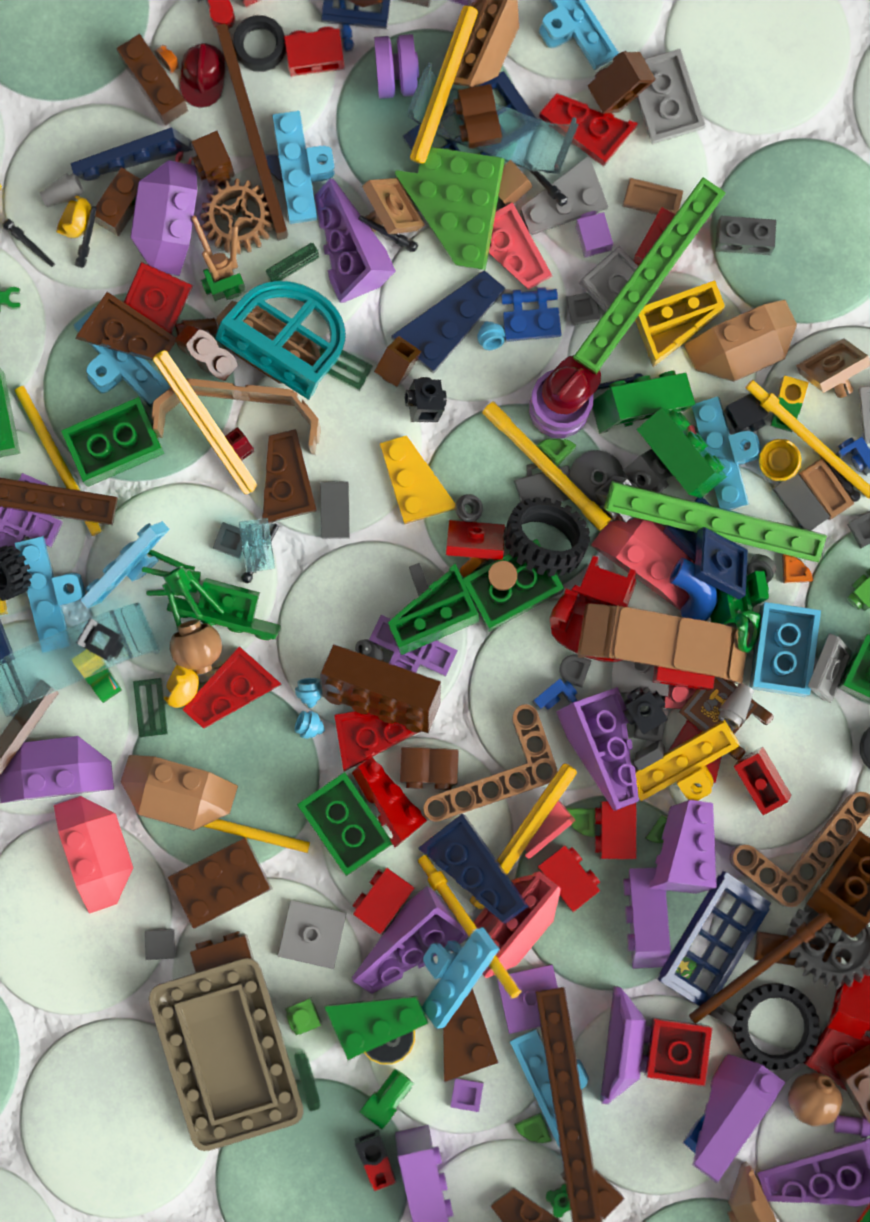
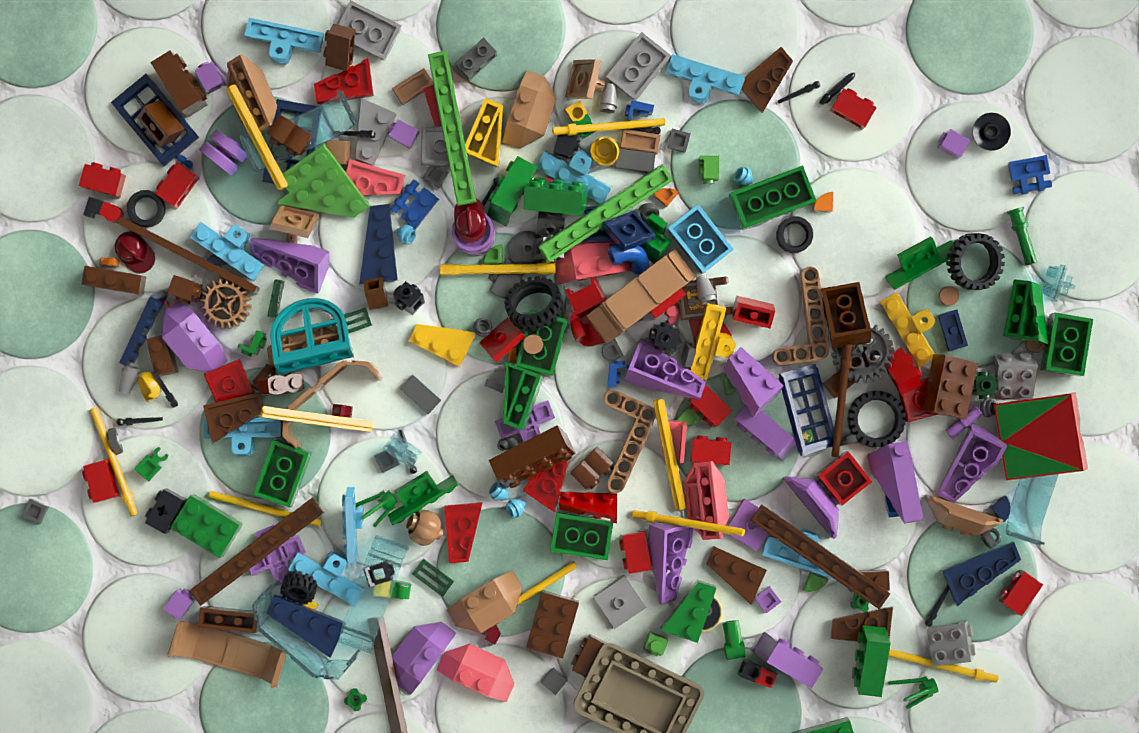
camera: 45 degrees left, 5 degrees up
(149, 829) = (493, 634): none -> dark red piece
(178, 582) = (385, 507): green plant -> none
(182, 685) = (437, 552): yellow hair -> none
(218, 264) = (241, 336): medium nougat plant -> none
(287, 482) = (383, 404): reddish brown wing -> none
(307, 1080) = (687, 670): clear green tile -> none
(400, 239) = (316, 232): black piece -> none
(457, 973) = (705, 550): medium azure plate -> none
(470, 862) = (656, 492): dark blue wing -> none
(742, 625) = (670, 251): green piece -> none
(815, 1099) = (928, 434): medium nougat plant -> none
(830, 668) = (730, 226): light grey plate -> none
(838, 413) = (608, 100): none -> light grey cone

